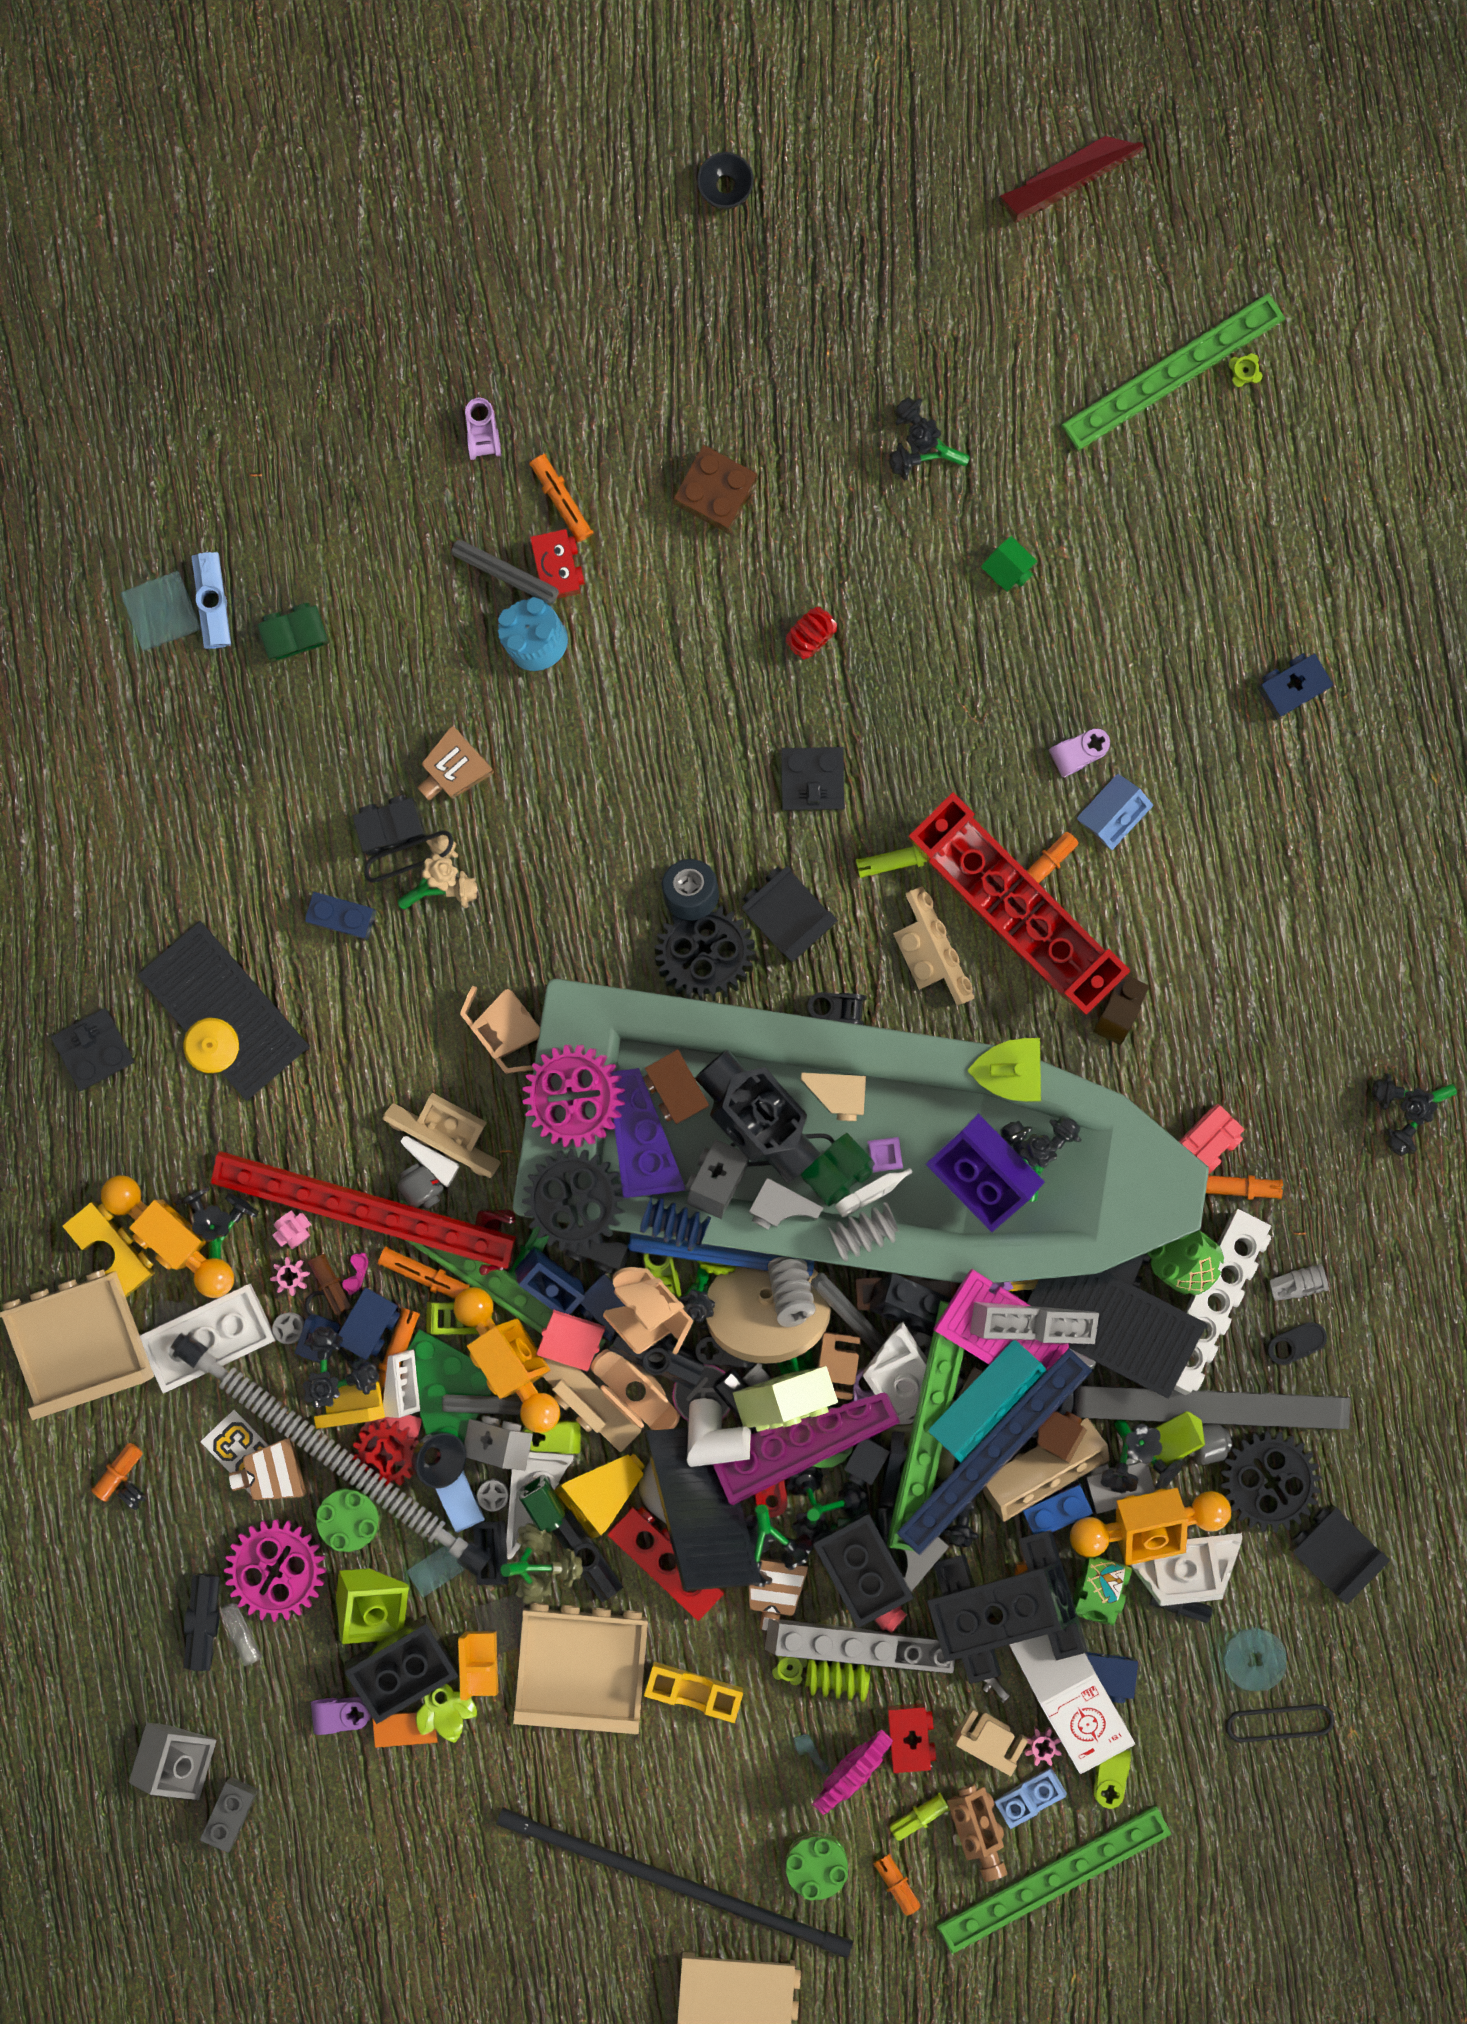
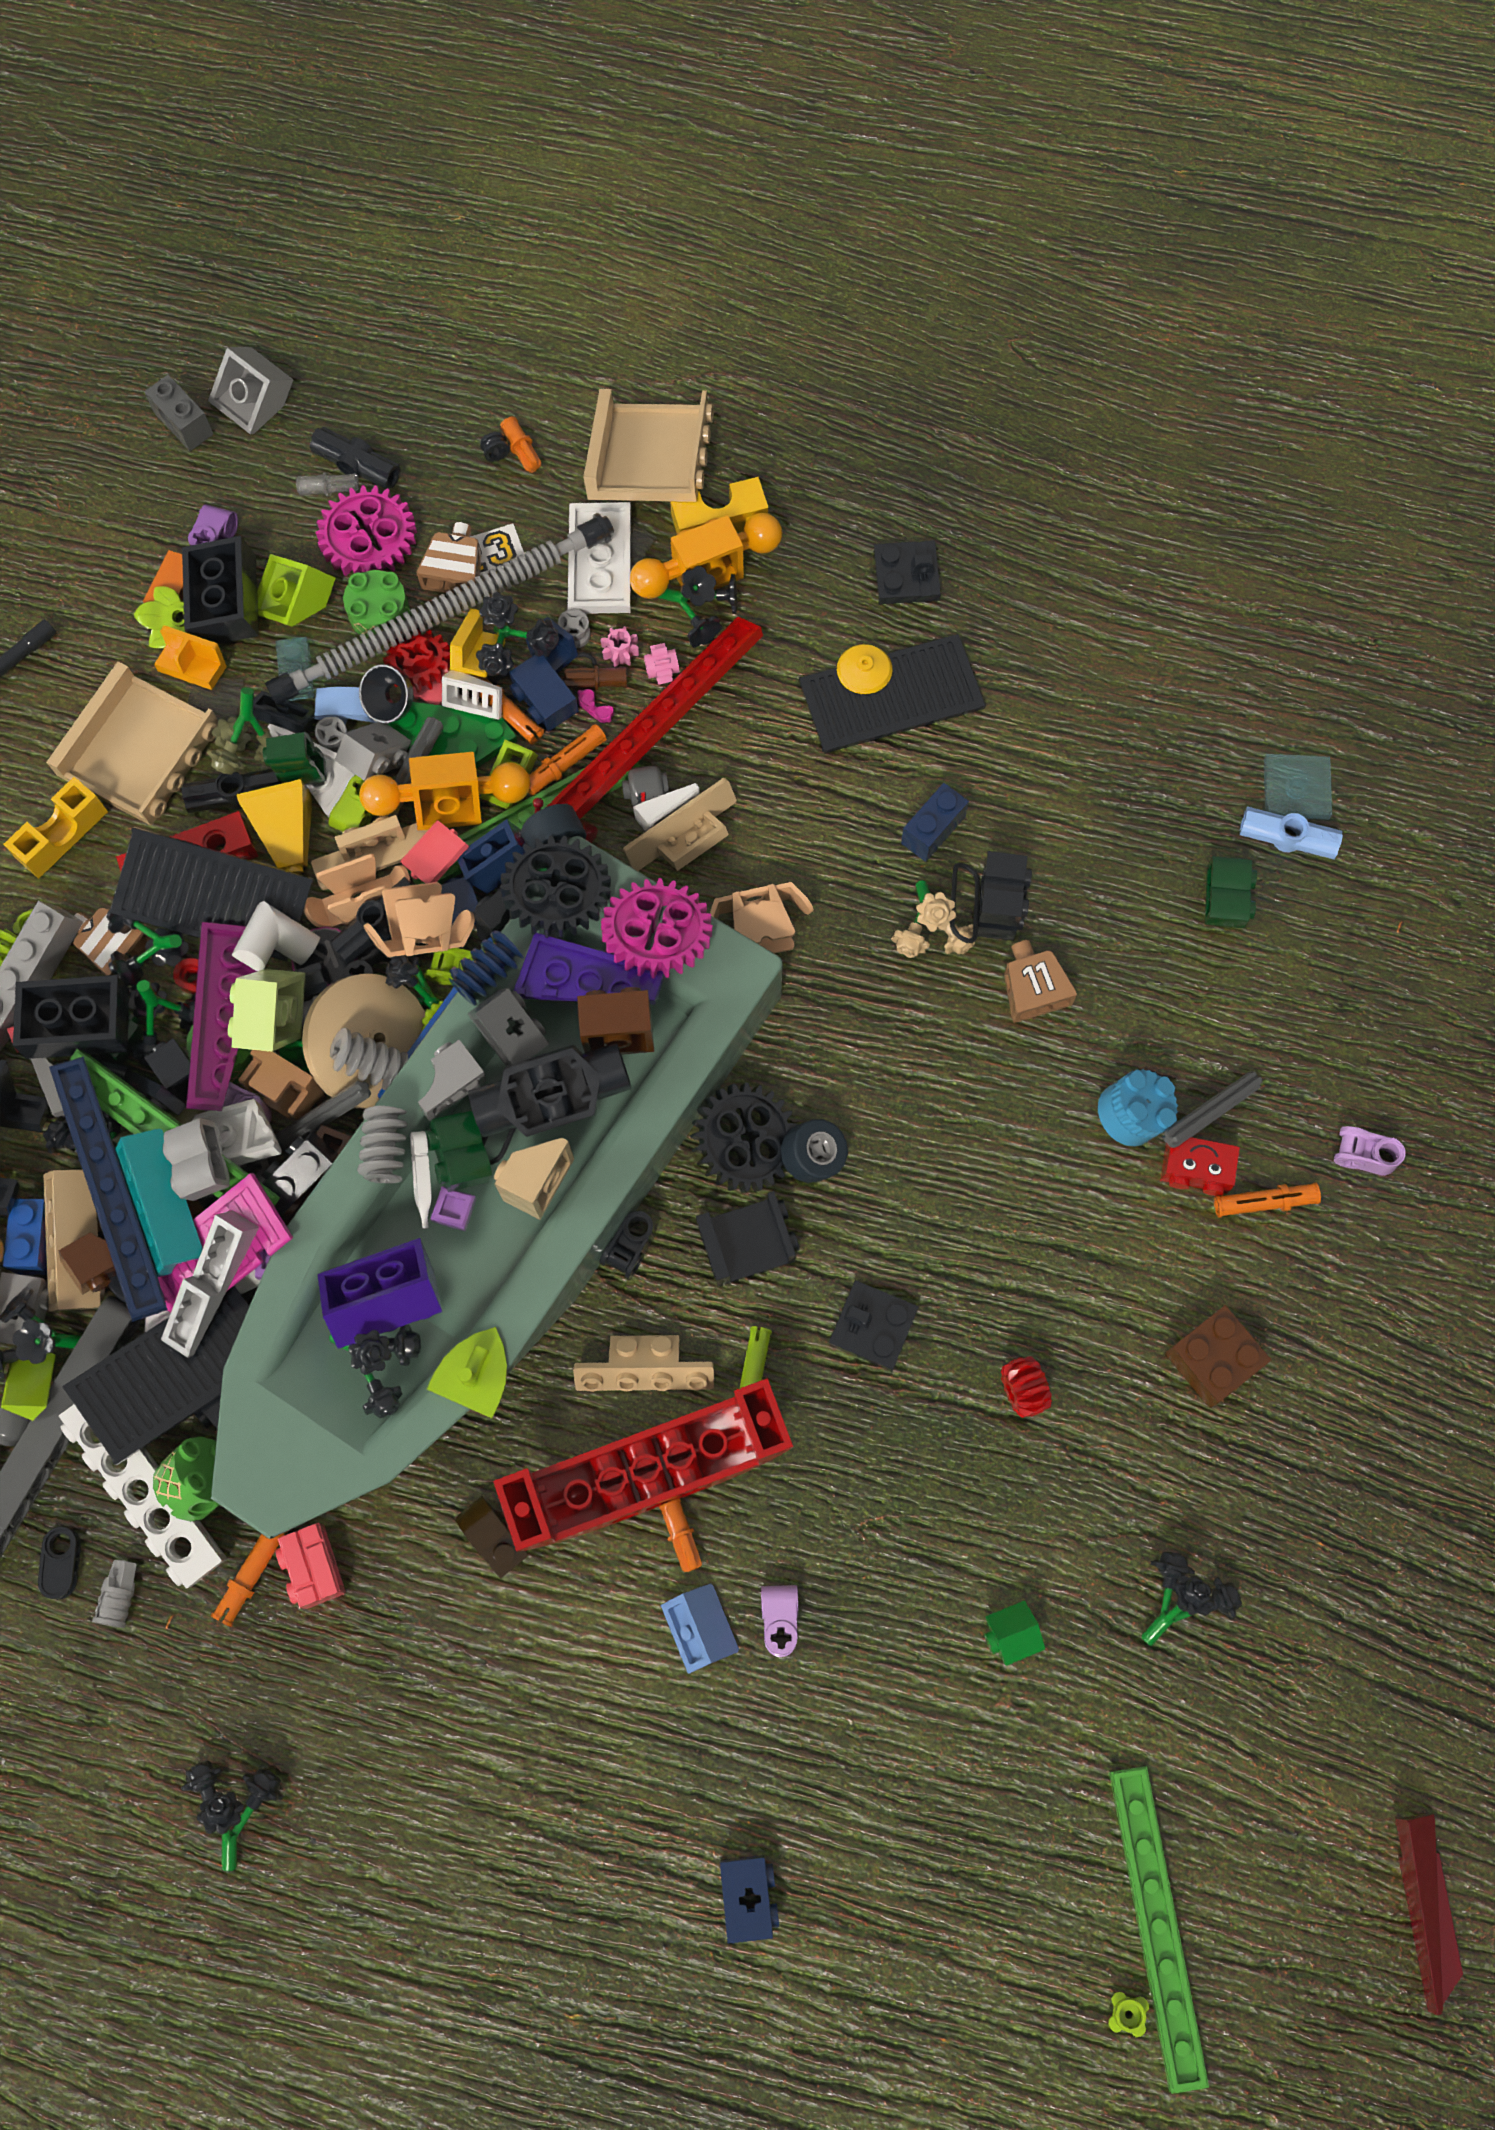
camera: 115 degrees right, 15 degrees down
(515, 1234) = (553, 820): none -> black wheel
(943, 1383) = (196, 1159): none -> light grey brick

